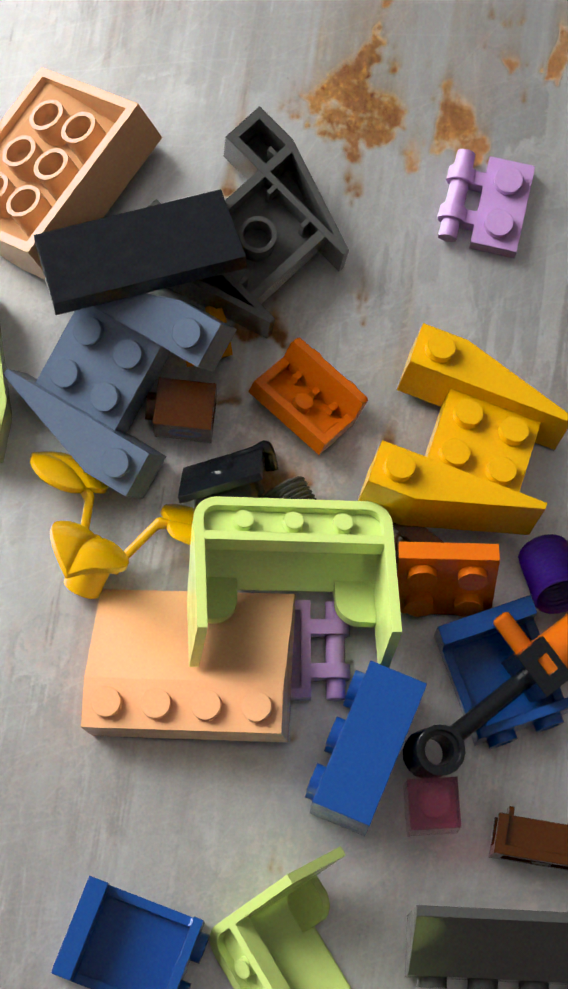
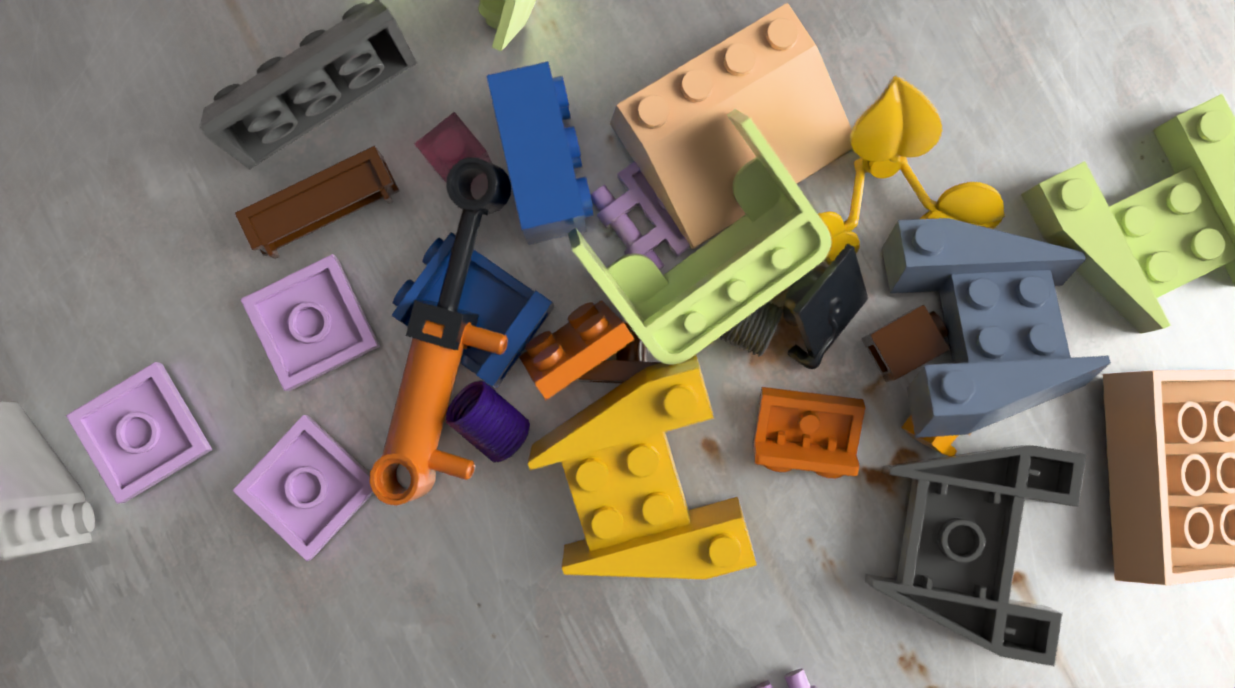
camera: 145 degrees right, 10 degrees up
(139, 252) = (1057, 436): black tile -> none

